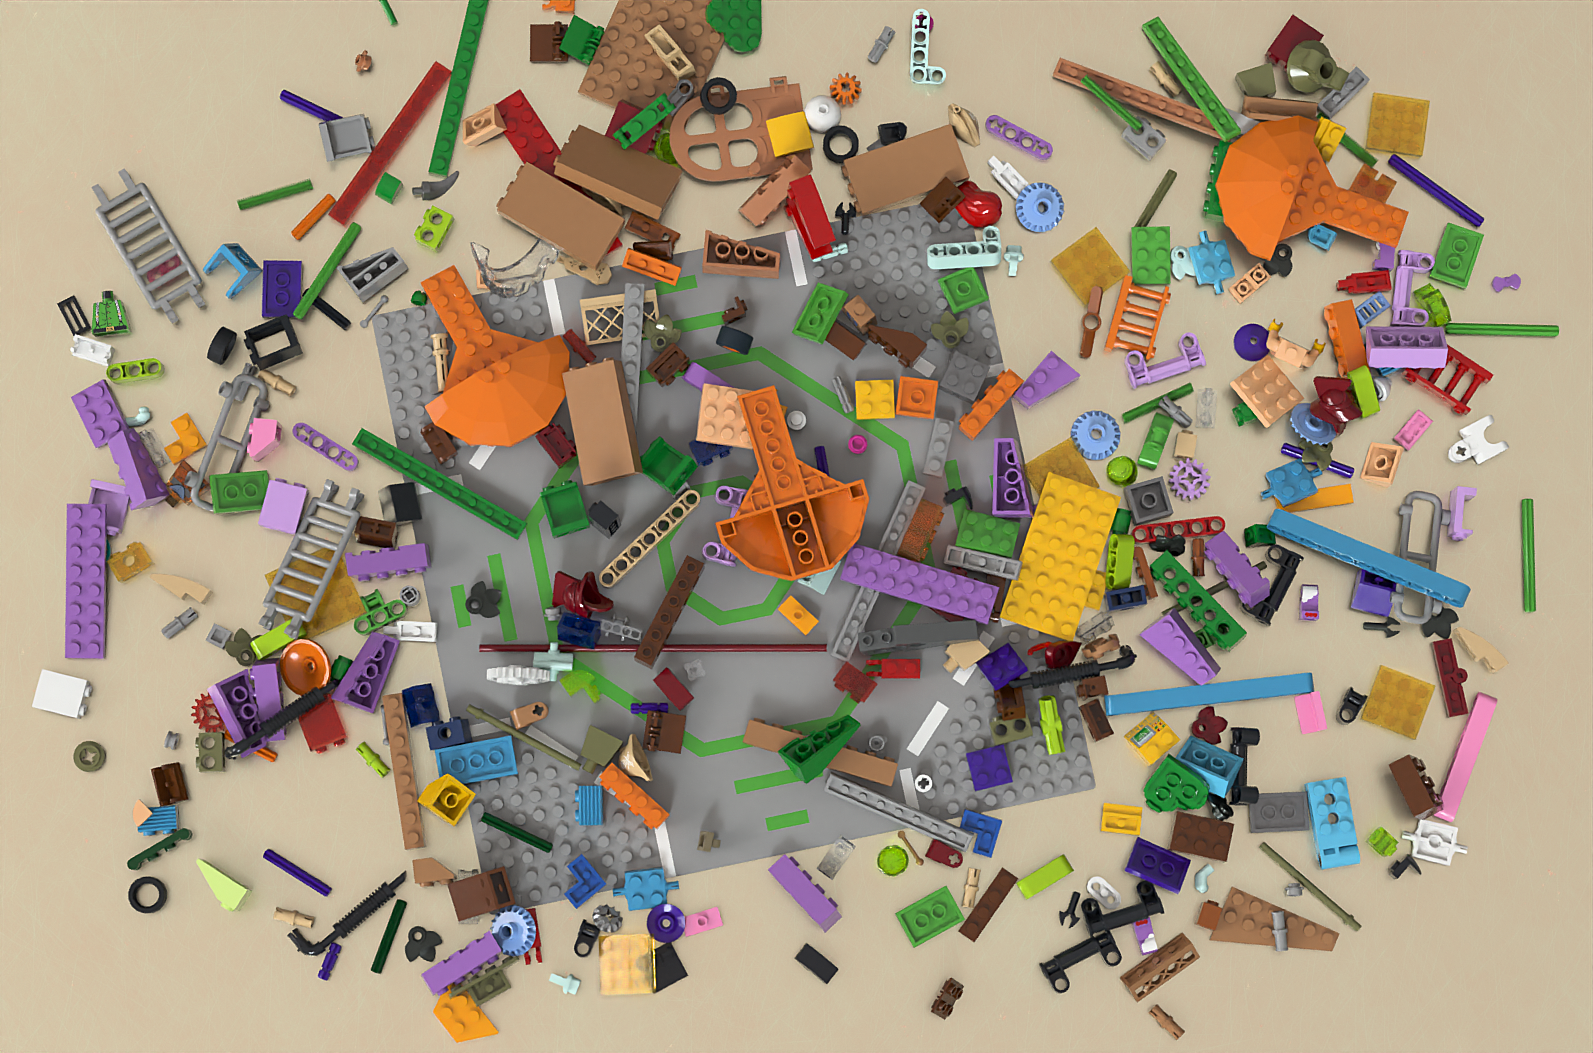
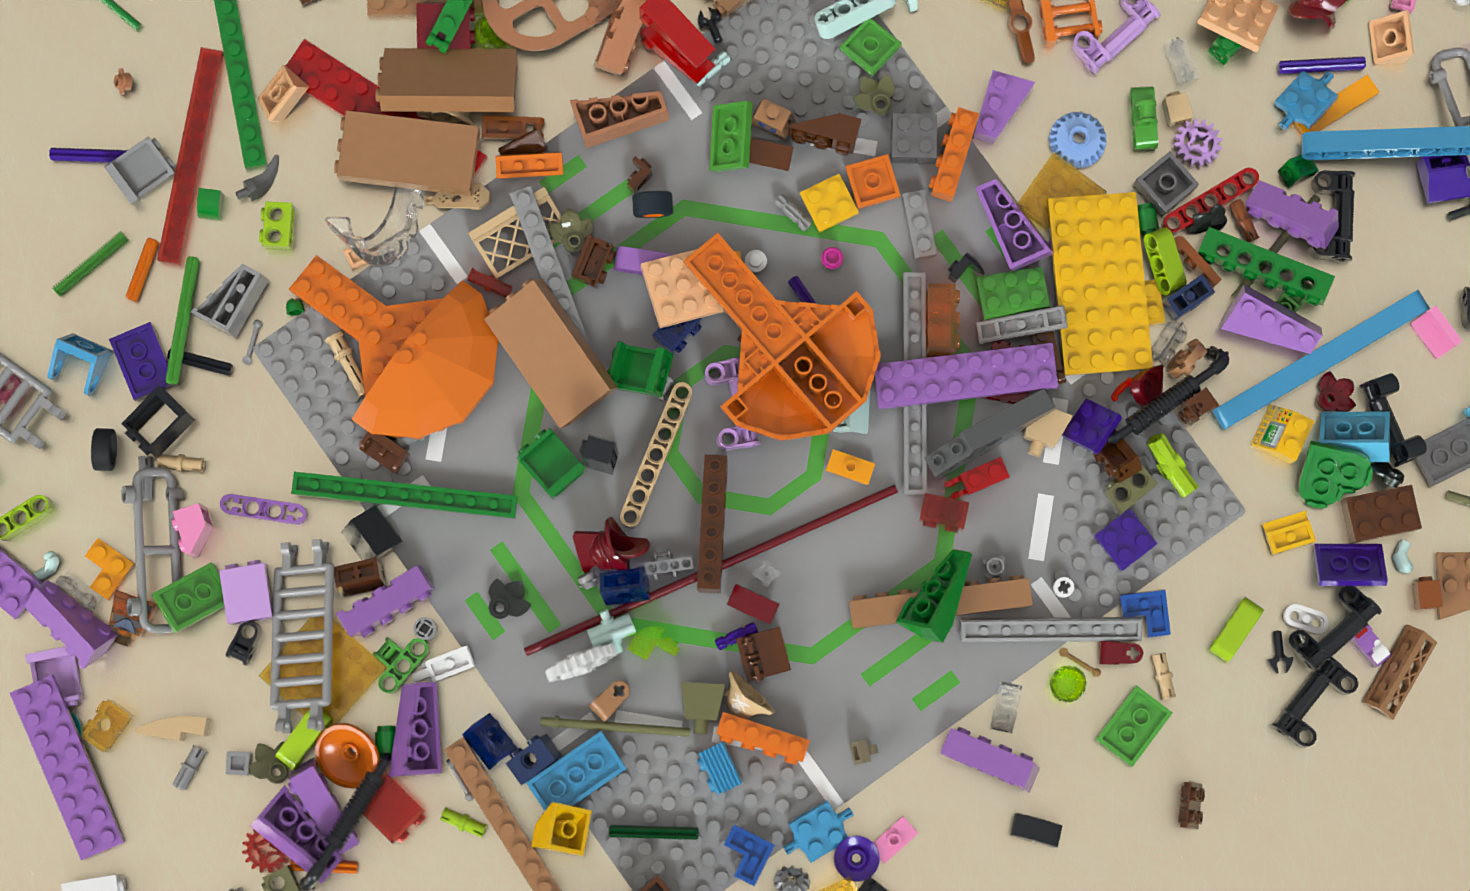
camera: 20 degrees left, 0 degrees up
(263, 545) = (244, 644): none -> black piece
(556, 444) = (511, 398): dark red hinge -> none
(988, 904) = (1189, 686): reddish brown plate -> none
(1096, 720) = (1214, 440): reddish brown hinge -> none
(1122, 471) = (1123, 165): clear neon green hair -> none
(1148, 406) = (1119, 86): bright green axle -> none
(1167, 1022) = (1434, 726): medium nougat pin -> none
(1175, 412) = (1151, 78): light grey axle -> none
(1308, 603) = (1381, 218): medium lavender leg -> none
(1310, 426) = (1301, 31): light blue gear -> none
(1316, 453) = (1316, 57): olive plate -> none

